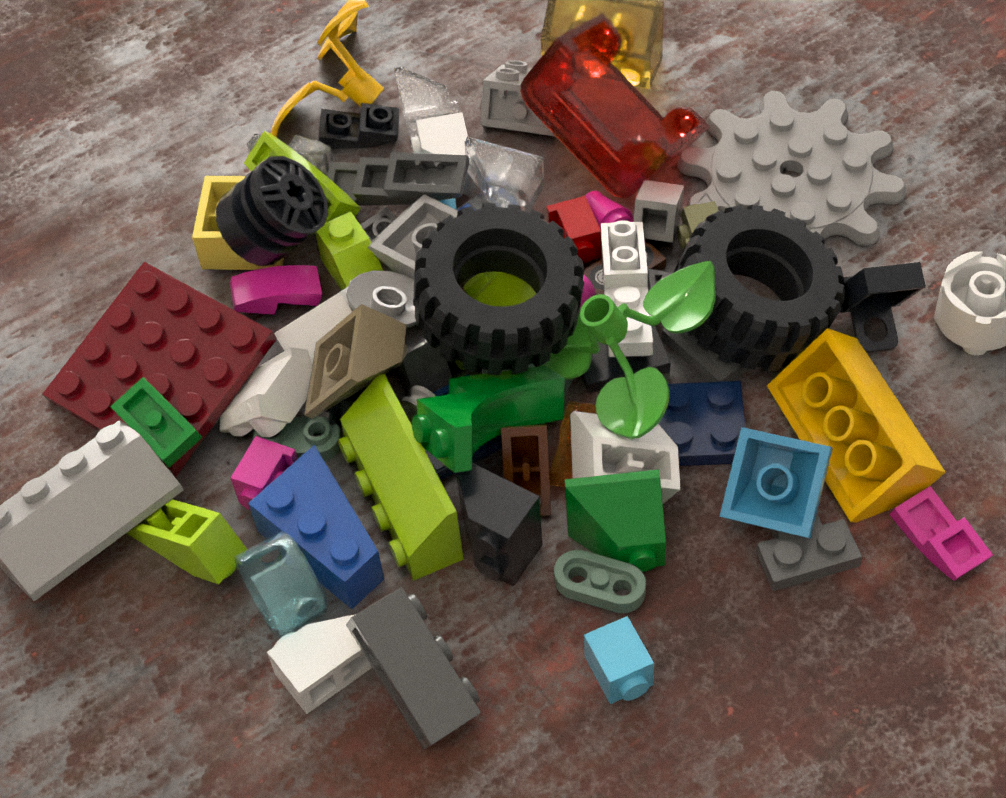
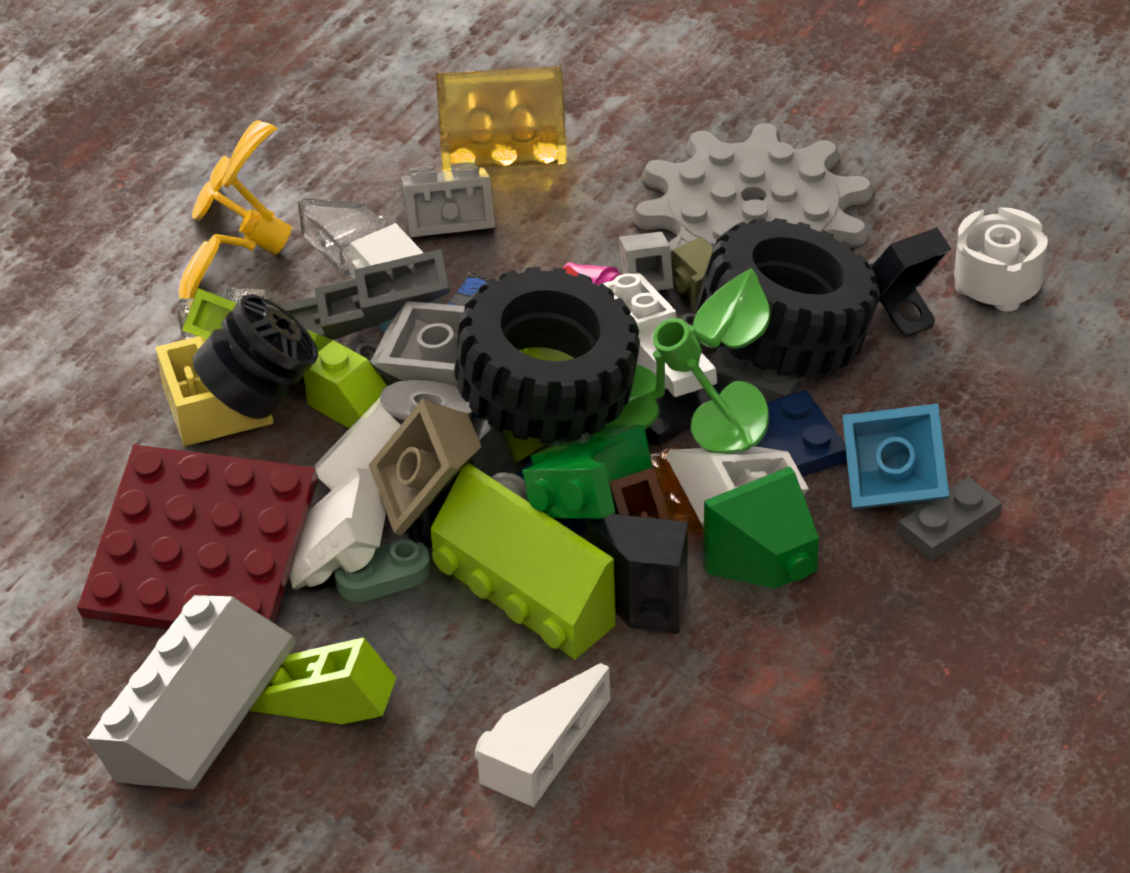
camera: 25 degrees left, 10 degrees down
(156, 421) = (231, 576): green plate -> none
(260, 467) = (373, 604): dark pink brick -> none
(264, 288) = (280, 435): dark pink slope -> none
(284, 588) = (463, 692): clear light blue piece -> none
(323, 524) = (461, 636): blue wedge -> none
(369, 128) = (290, 269): black slope -> none
(414, 666) = (634, 716): dark grey brick -> none
(505, 174) = (477, 257): clear slope -> none
(602, 113) = (544, 190): clear red windscreen -> none
(602, 579) = (766, 597): sand green plate -> none
(619, 660) = (824, 656): medium azure brick -> none
(843, 402) = (904, 368): yellow slope -> none
(945, 541) = (1071, 471): dark pink slope -> none

